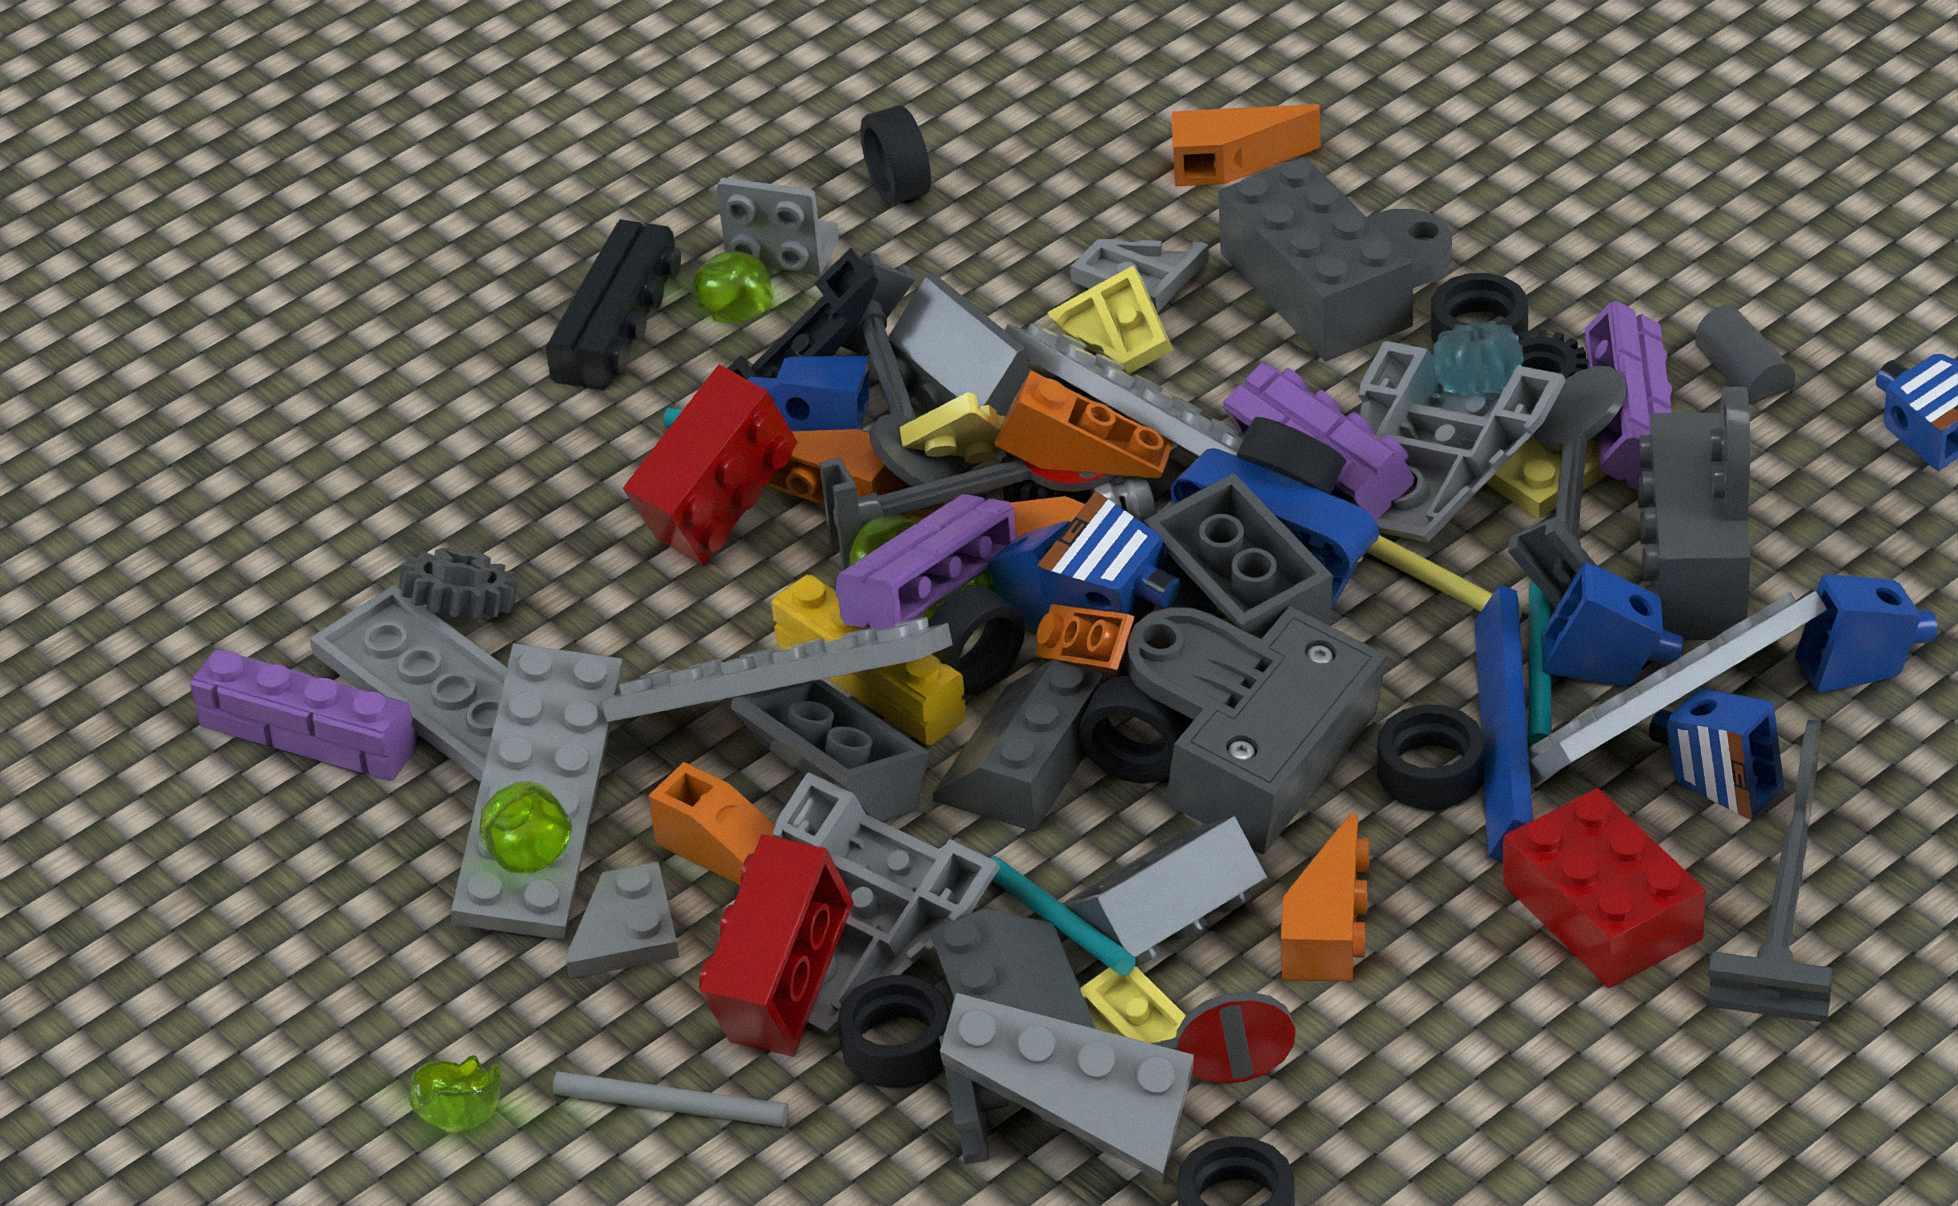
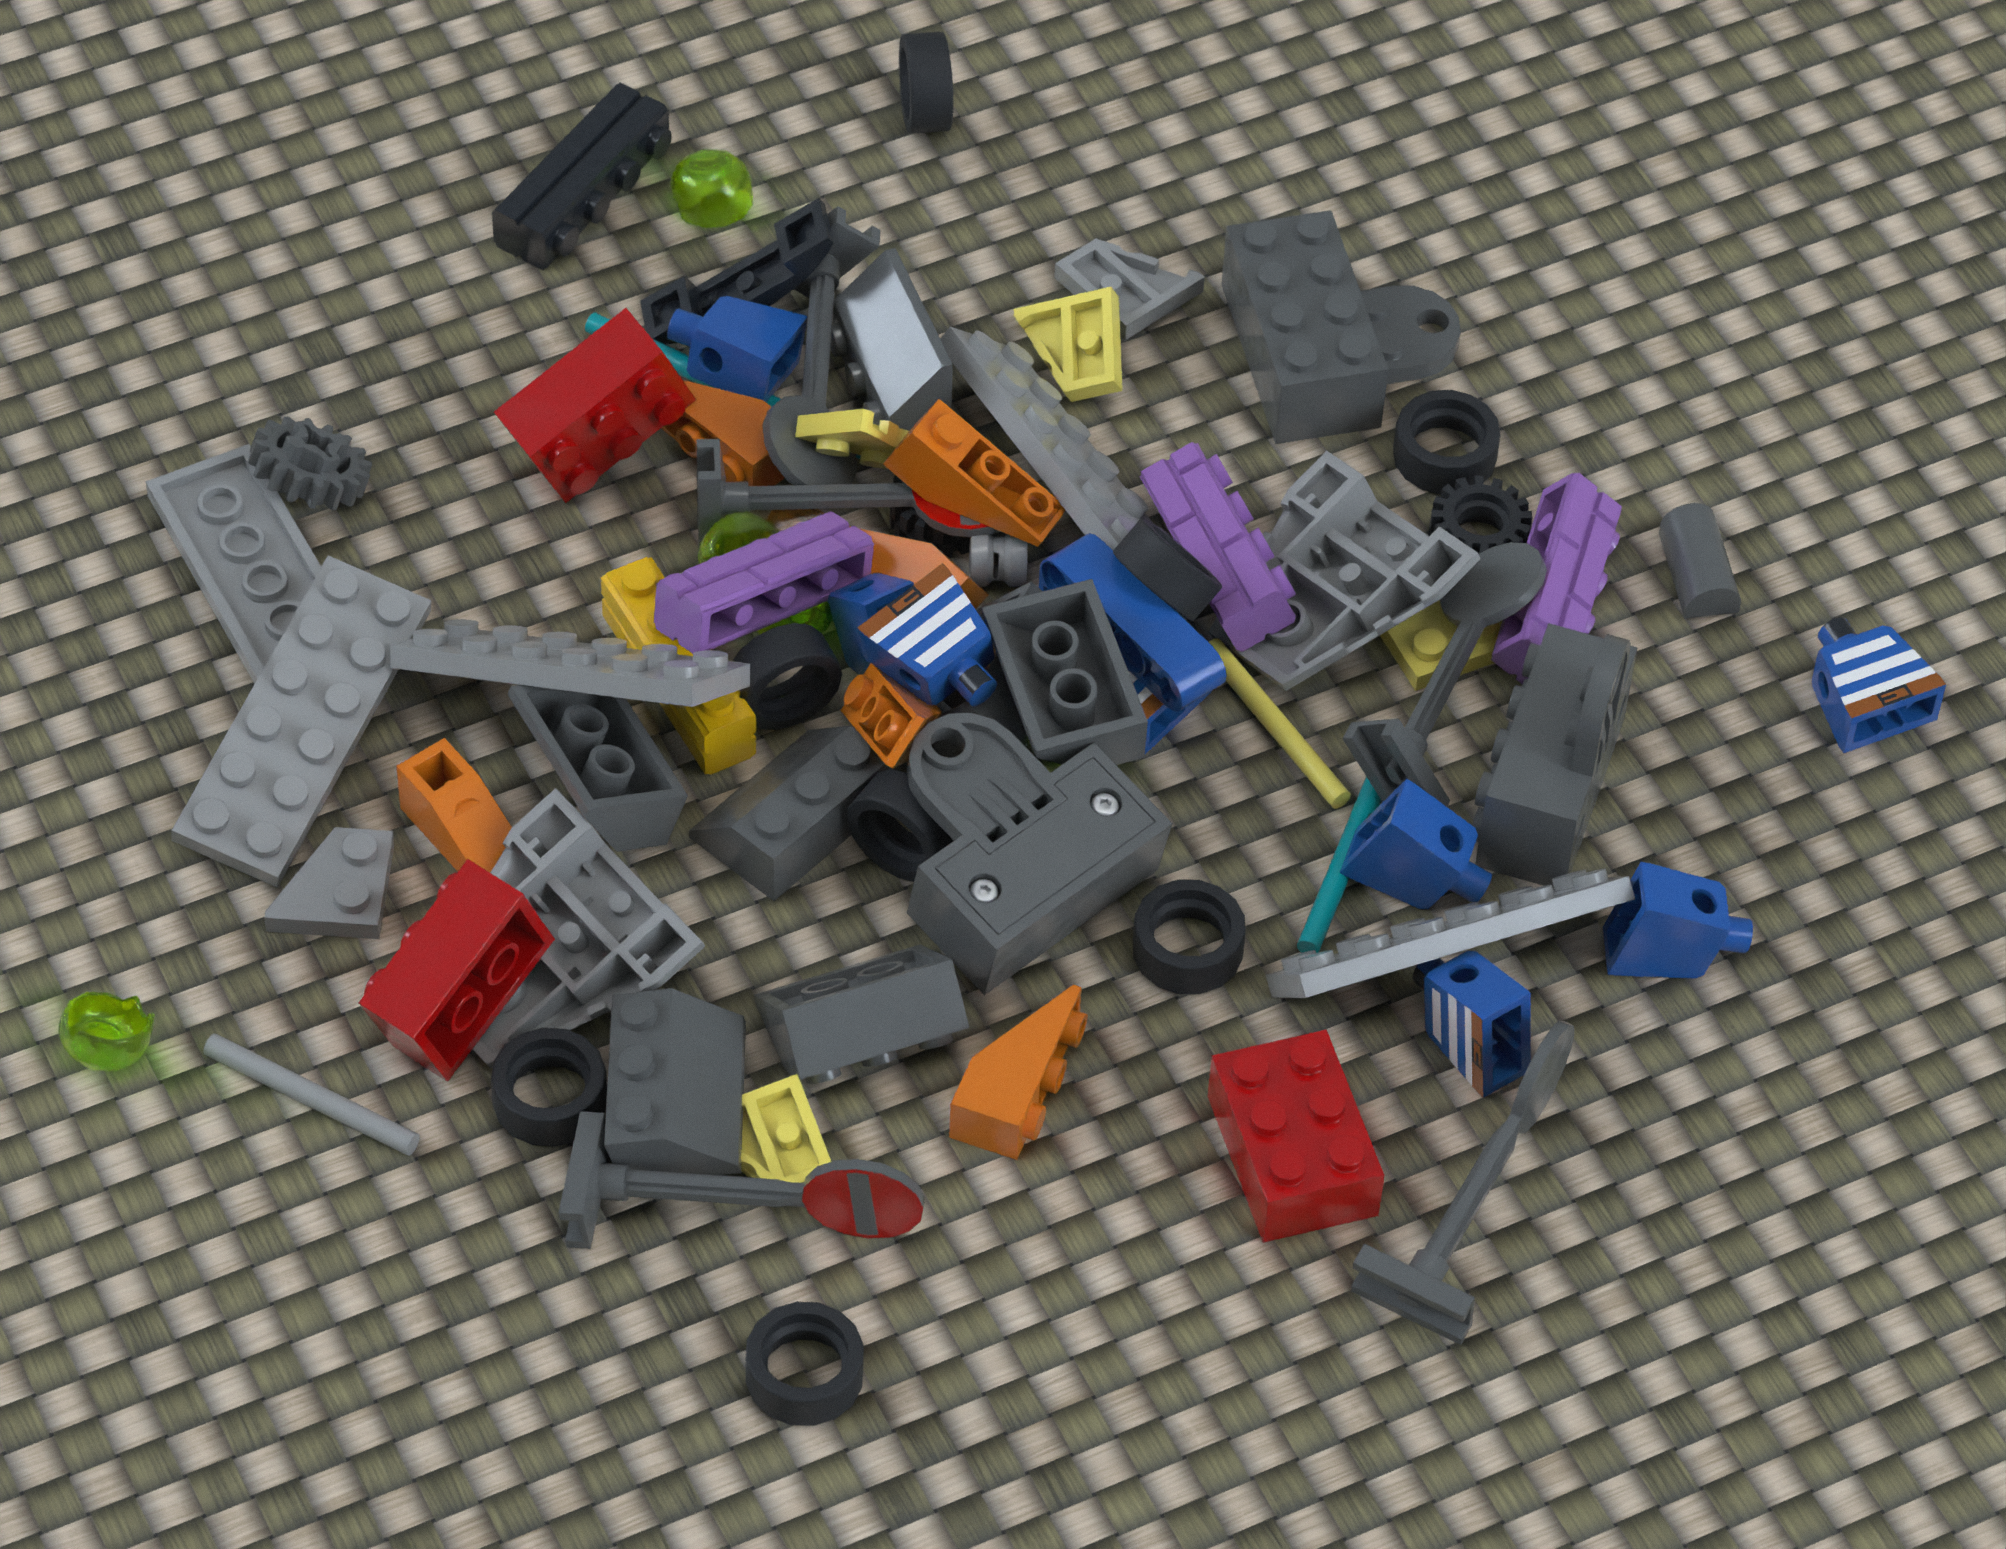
camera: 10 degrees right, 10 degrees up
(304, 714) = (110, 567): medium lavender brick -> none
(524, 827) = (262, 768): clear neon green hair -> none
(775, 225) = (774, 135): light grey bracket -> none
(1063, 919) = (752, 1008): teal bar -> none
(1078, 1078) = (693, 1209): light grey wedge -> none
(1237, 142) = (1281, 160): orange slope -> none
(1476, 358) = (1409, 500): clear light blue gear -> none
(1503, 718) = (1276, 915): blue tile -> none

